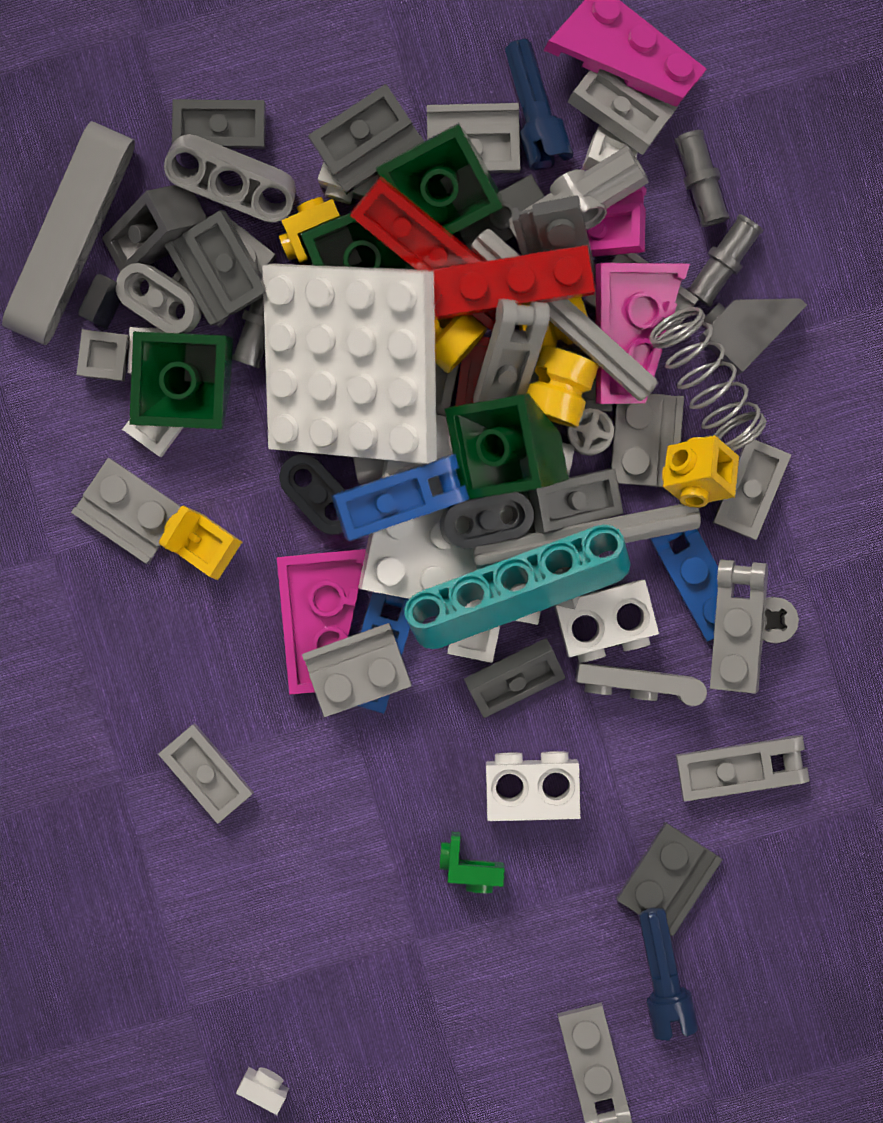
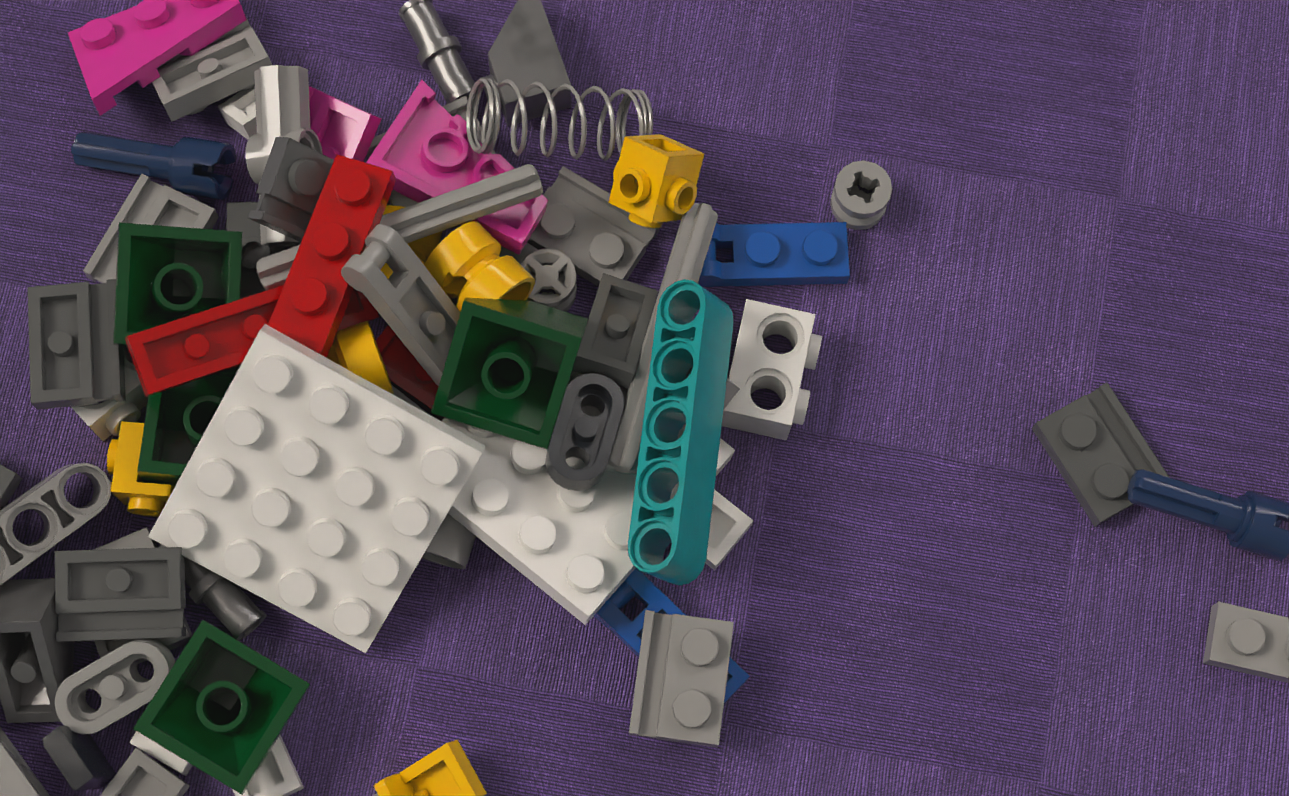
camera: 70 degrees left, 15 degrees down
(316, 496) = (450, 617): black plate -> none
(316, 605) = (580, 692): dark pink wing -> none
(398, 498) = (505, 513): blue plate -> none
(476, 874) = (995, 668): green bracket -> none
(514, 678) = (783, 505): dark grey plate -> none
(532, 801) = (933, 555): white brick -> none
(643, 684) = (862, 367): light grey plate -> none
(702, 178) = (338, 32): flat silver pin -> none
(739, 628) = (852, 227): light grey plate -> none
(740, 768) = (1011, 313): light grey plate -> none
(757, 482) = (726, 161): light grey plate -> none

